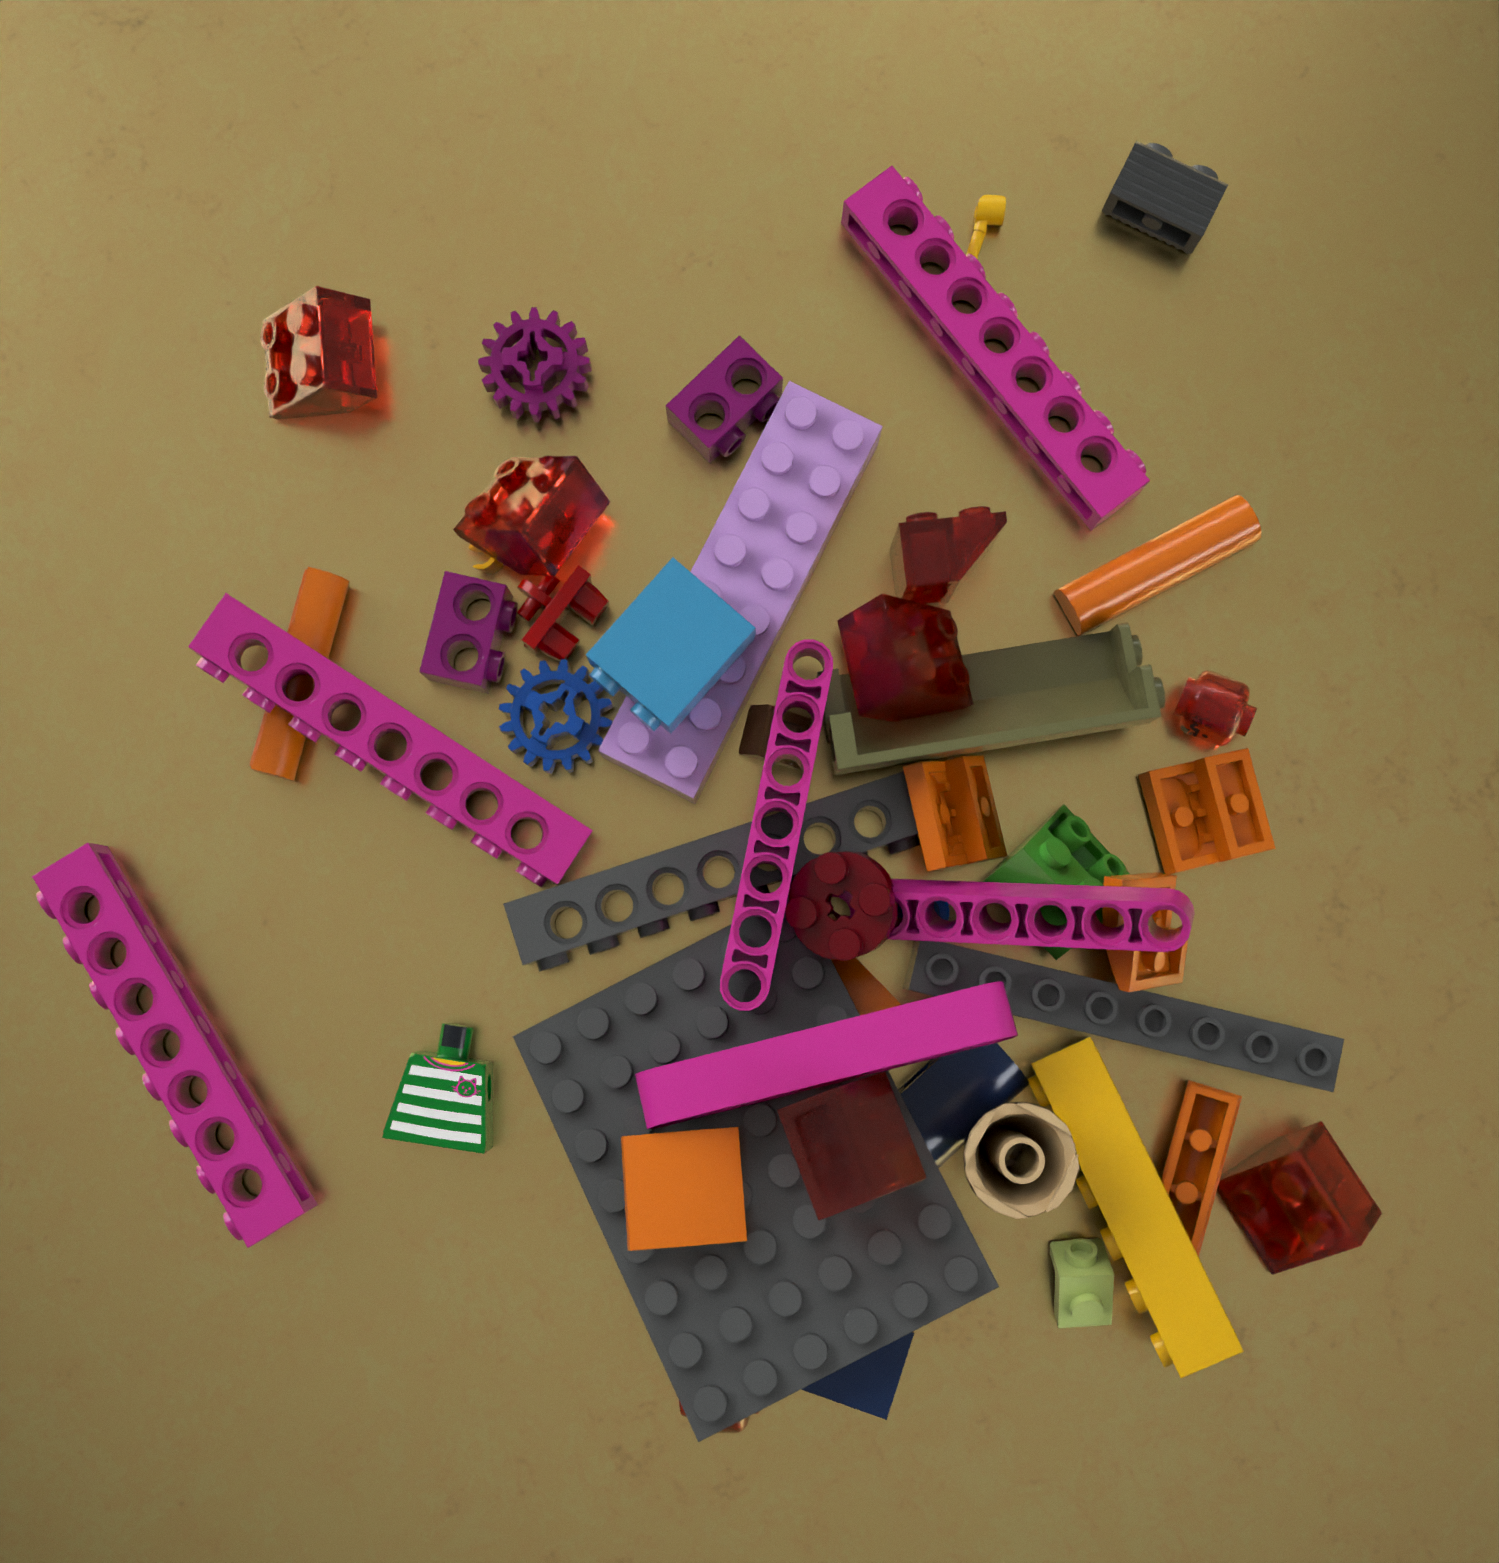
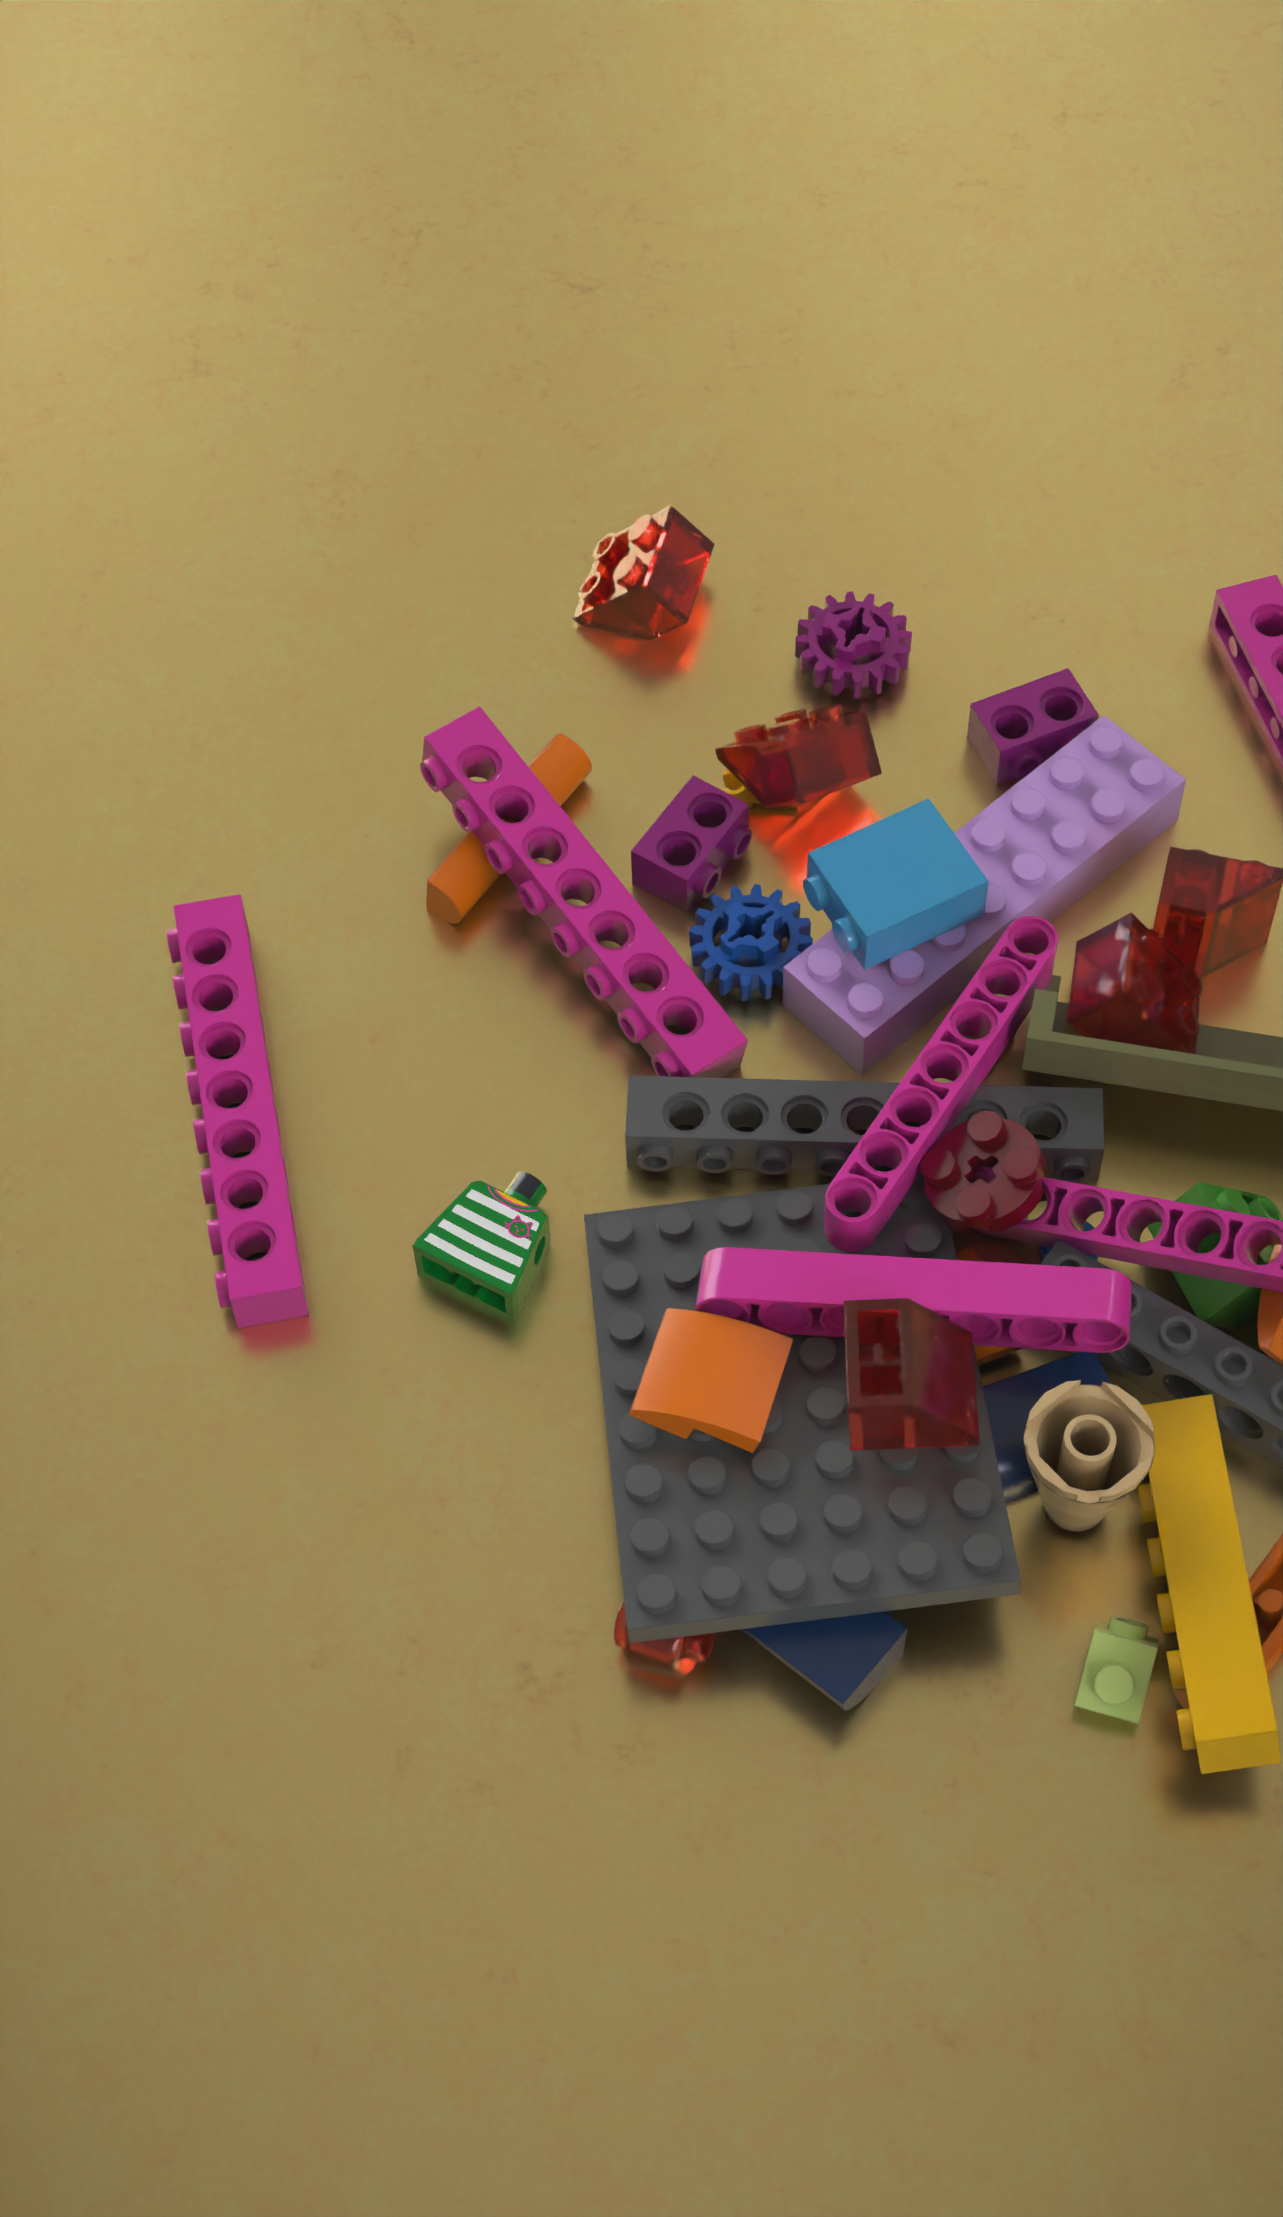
camera: 25 degrees right, 25 degrees down
(574, 595) = (783, 849): red hips -> none
(954, 812) = (1137, 1141): orange slope -> none

